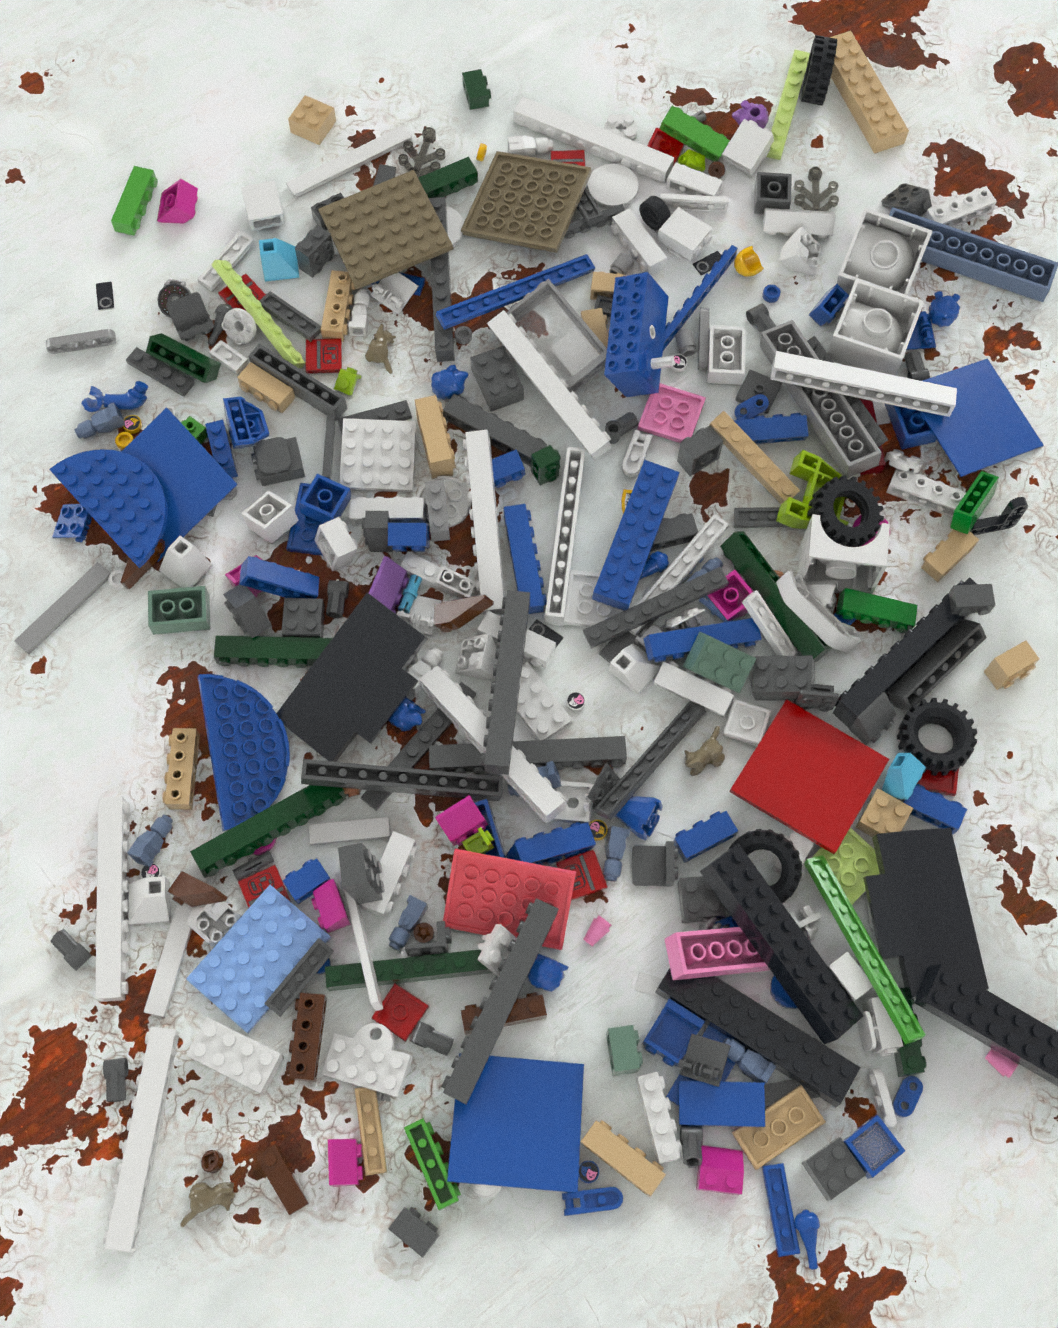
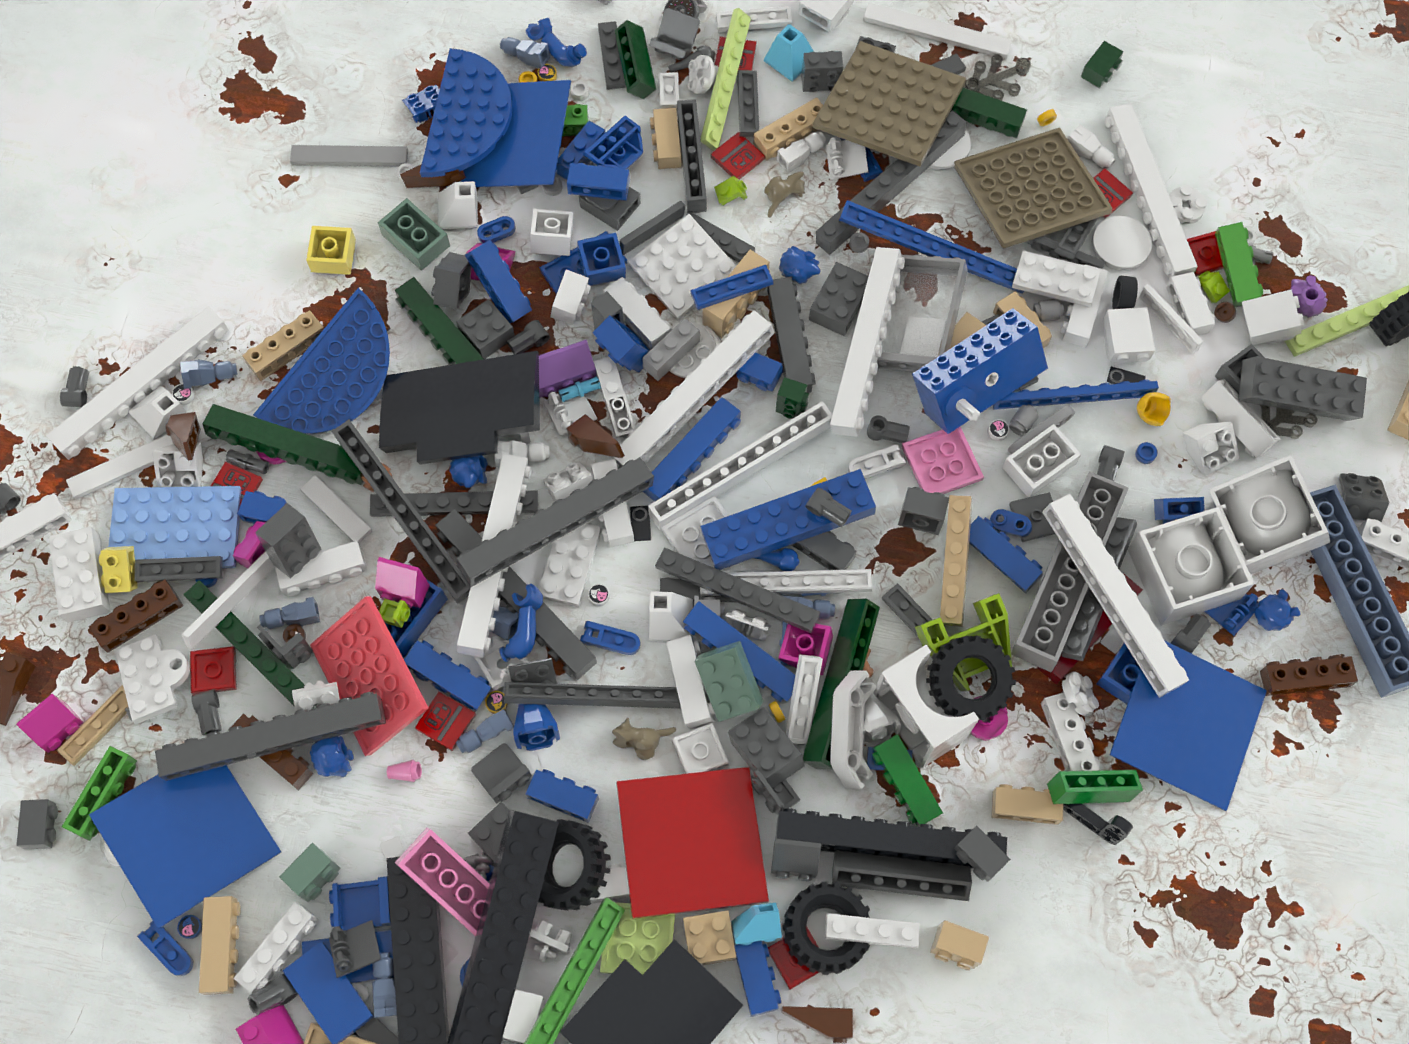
camera: 50 degrees right, 0 degrees up
(135, 677) = (331, 250): none -> light yellow brick
(228, 555) = (495, 229): none -> blue plate
(260, 1022) = (118, 569): none -> light yellow brick
(265, 453) = (598, 181): none -> blue brick
(433, 433) = (731, 287): none -> blue tile
(573, 770) = (524, 639): none -> blue piece
(607, 241) = (1056, 278): none -> white plate
(616, 717) = (610, 638): none -> blue plate
(652, 501) = (824, 505): none -> dark grey piece
(759, 651) = (776, 711): none -> yellow tile
(813, 170) = (1302, 388): none -> dark grey brick
(964, 709) = (872, 930): none -> white plate
(996, 788) = (828, 1022): none -> reddish brown slope
(997, 328) = (1308, 675): none -> reddish brown brick

